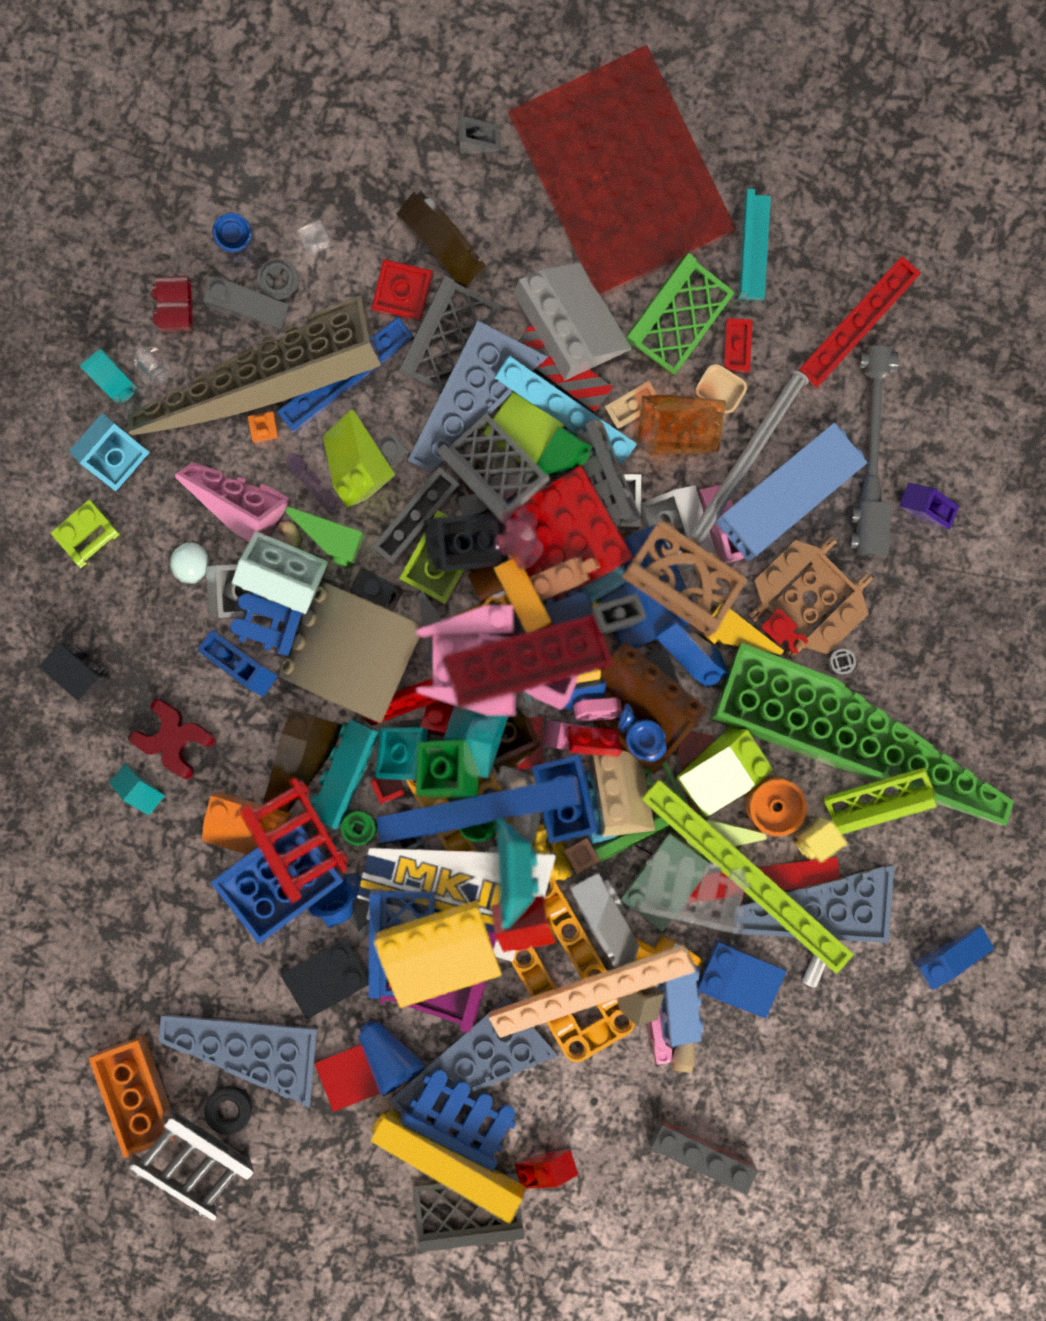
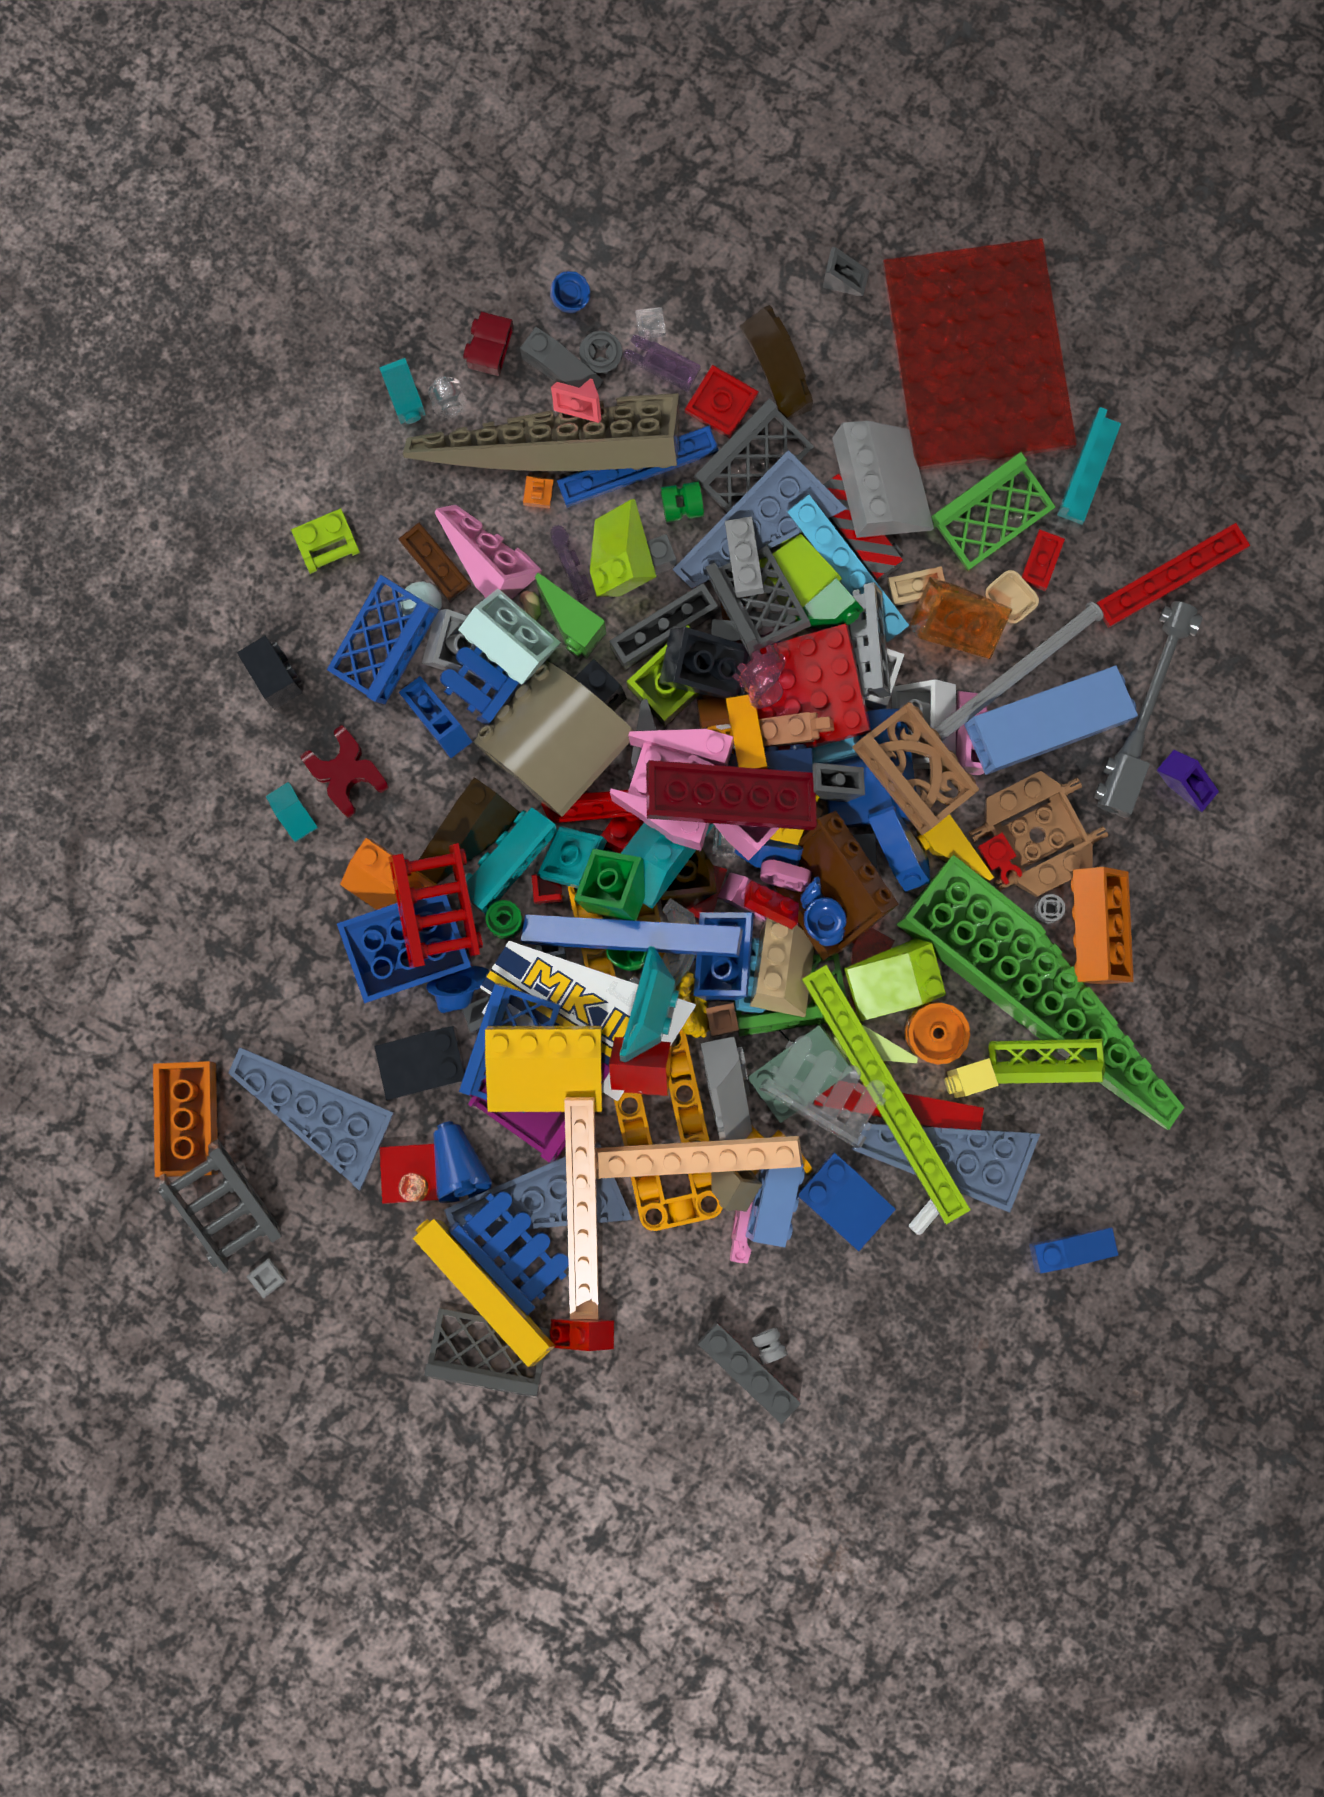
camera: 15 degrees right, 5 degrees down
(108, 452) = (376, 467): medium azure slope -> none
(187, 615) = (397, 656): none -> blue fence
(190, 521) = (434, 562): none -> reddish brown tile
(212, 1116) = (258, 1162): black tyre -> none
(253, 1209) = (266, 1278): none -> light grey tile
(271, 333) = (577, 401): none -> coral slope
(339, 271) = (663, 363): none -> clear purple hinge
(356, 1090) = (413, 1187): none -> clear orange tile
(404, 391) = (691, 498): none -> green wheel
(469, 432) = (744, 557): none -> light grey plate
(510, 1063) = (582, 1207): none -> light nougat plate
(683, 1058) = (761, 1262): tan cone -> none
(714, 1127) = (770, 1352): none -> light grey wheel
(893, 664) = (1102, 926): none -> orange brick

